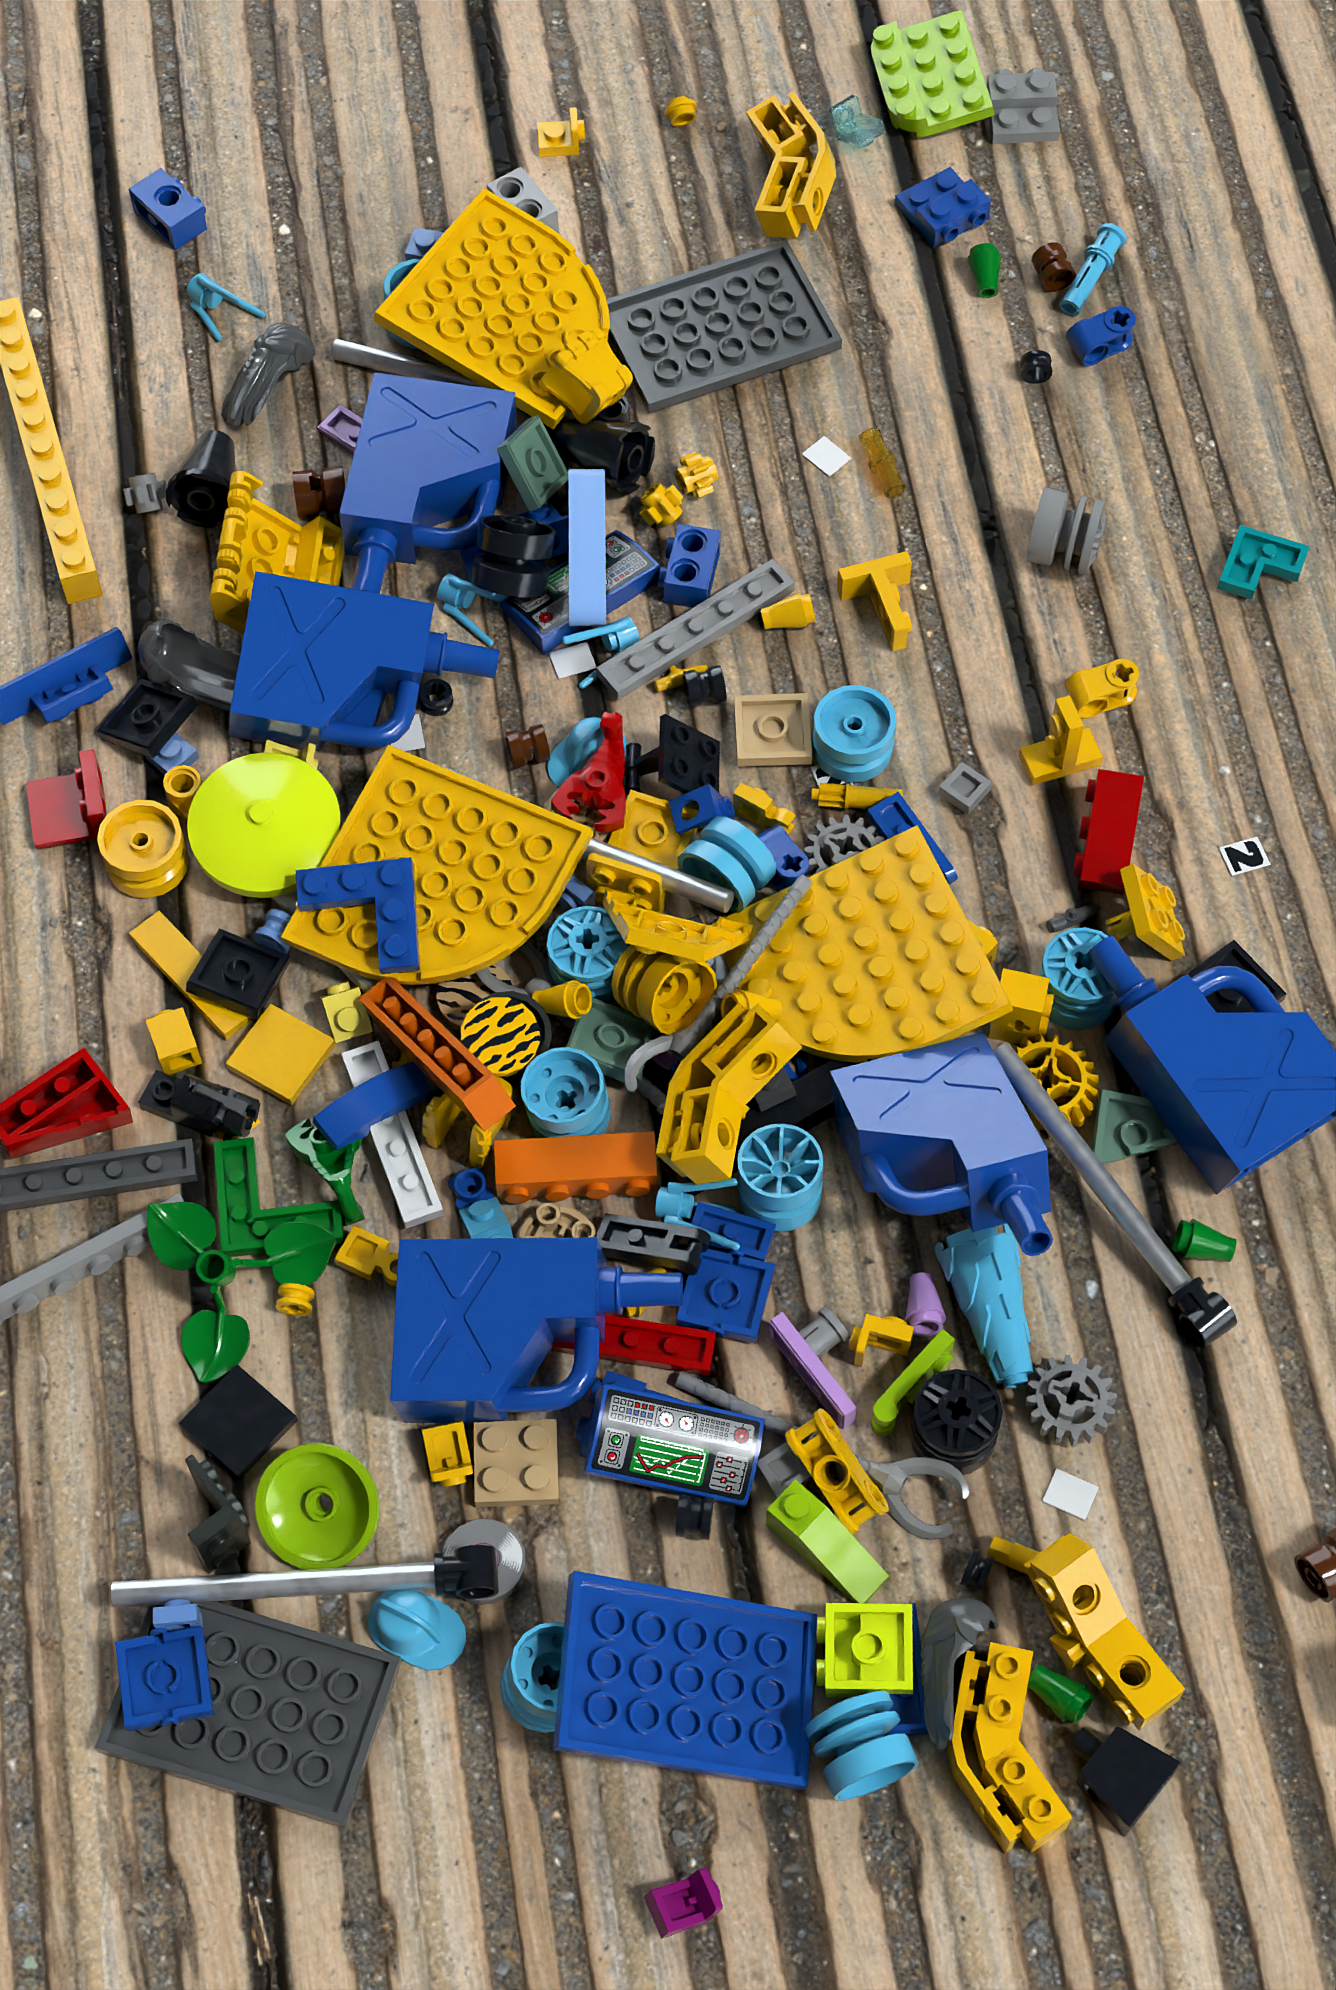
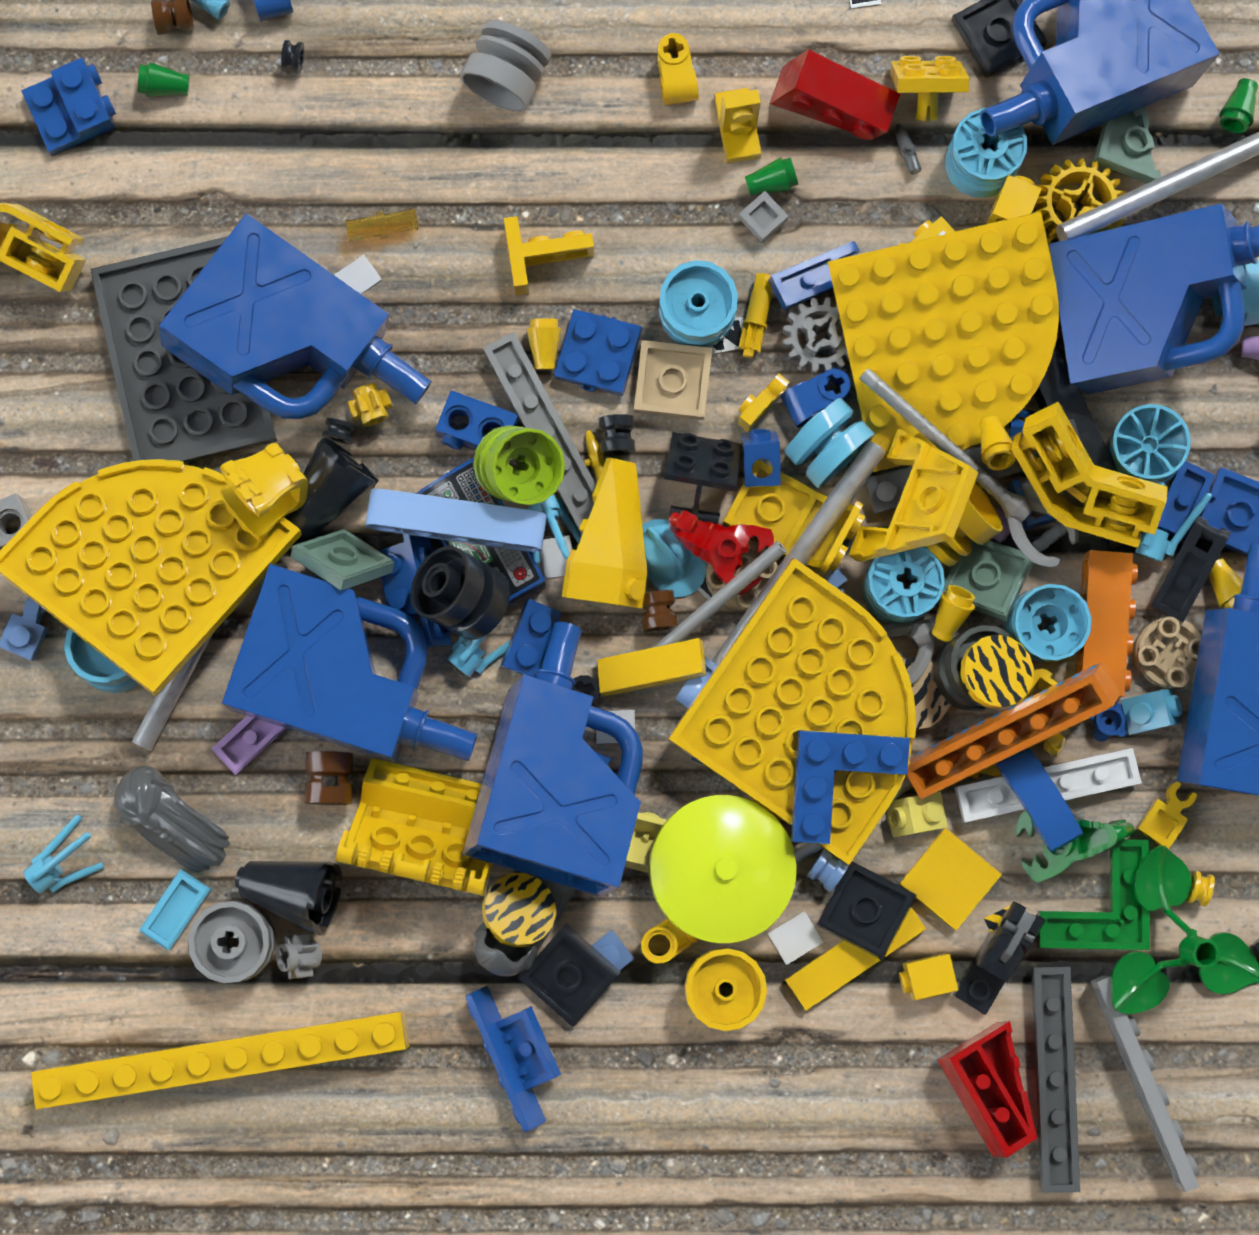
camera: 85 degrees left, 20 degrees up
(68, 805) = (657, 1061): bracket -> none
(152, 434) = (210, 939): none -> light grey wheel
(182, 399) = (175, 910): none -> medium azure tile
(204, 654) = (519, 910): none -> yellow tile
(204, 920) = (795, 938): none -> white sticker
(466, 741) = (651, 667): none -> yellow tile
(505, 639) = (530, 638): none -> blue plate
(539, 781) = (724, 595): none -> light grey piece
(581, 683) = (611, 552): none -> yellow wedge
(637, 567) = (538, 464): none -> lime wheel
(661, 505) = (401, 444): yellow gear -> none
(665, 456) = (339, 431): none -> black bush
(764, 366) = (273, 310): none -> blue piece
(789, 662) = (598, 352): none -> blue plate
(1010, 793) = (773, 177): none -> green cone

